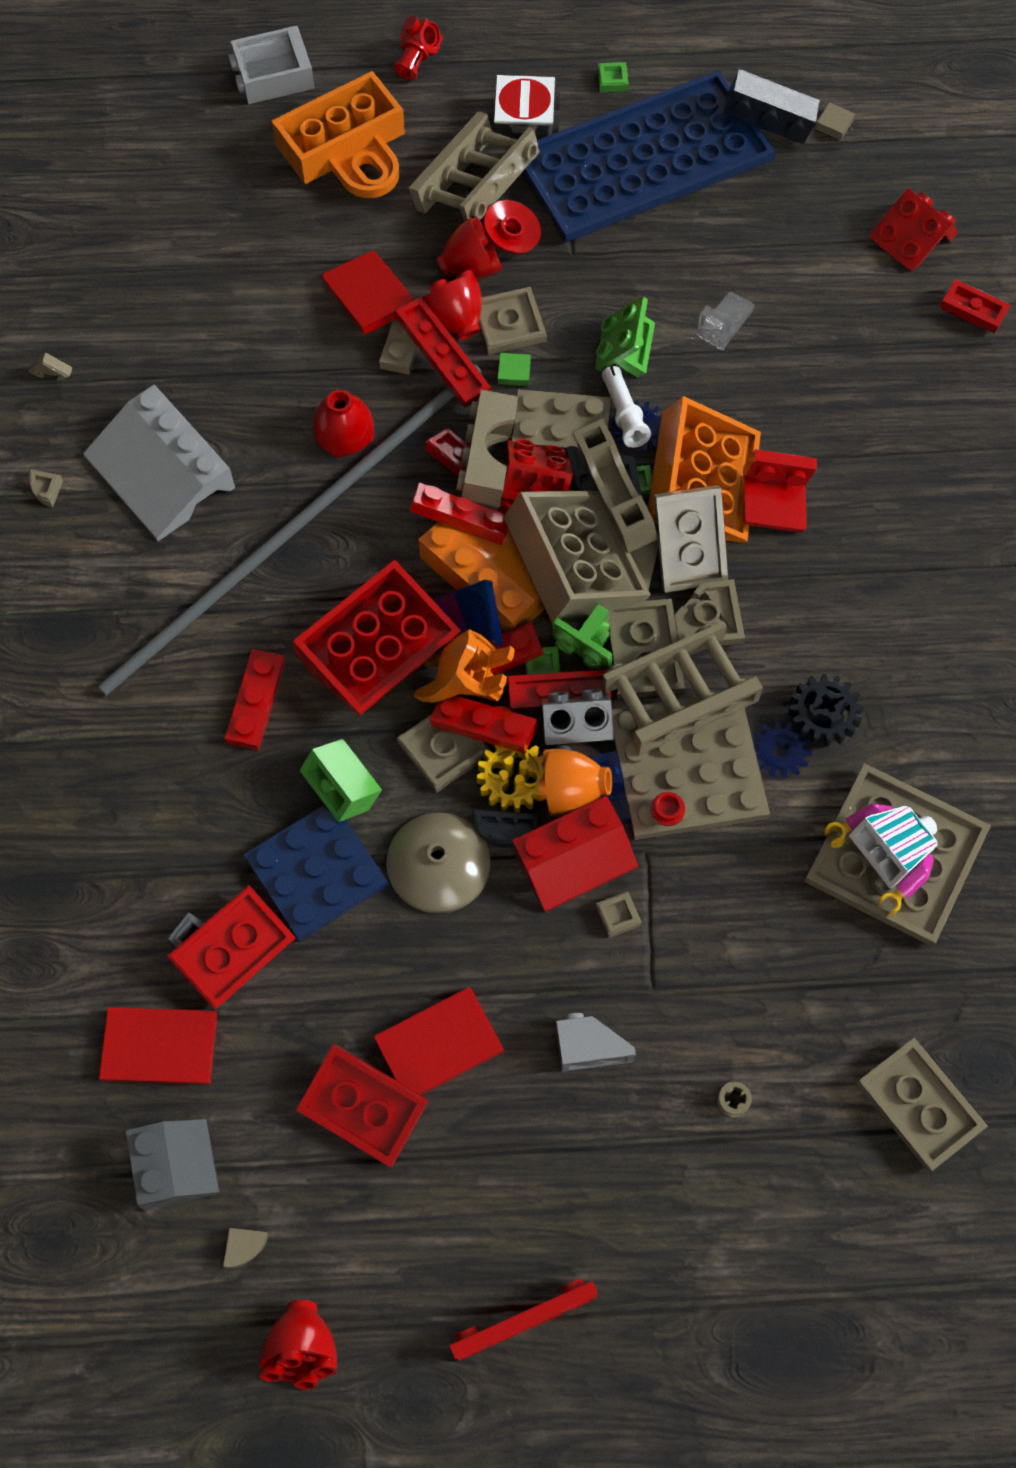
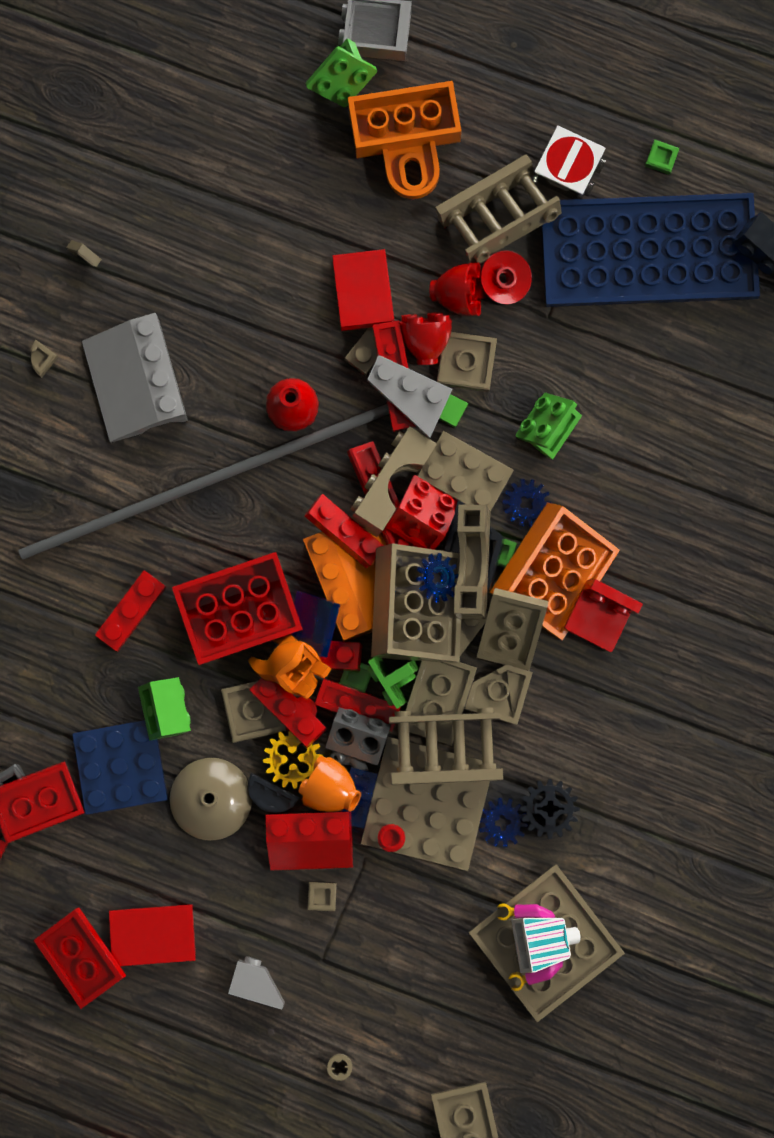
camera: 25 degrees right, 15 degrees up
(254, 106) = (341, 74): none -> bright green bracket
(418, 41) = (508, 58): red connector -> none
(469, 356) = (410, 392): none -> light grey wing
(597, 522) = (447, 578): none -> clear blue gear
(628, 415) = (517, 496): white pin -> none
(722, 323) = (640, 437): clear bracket -> none

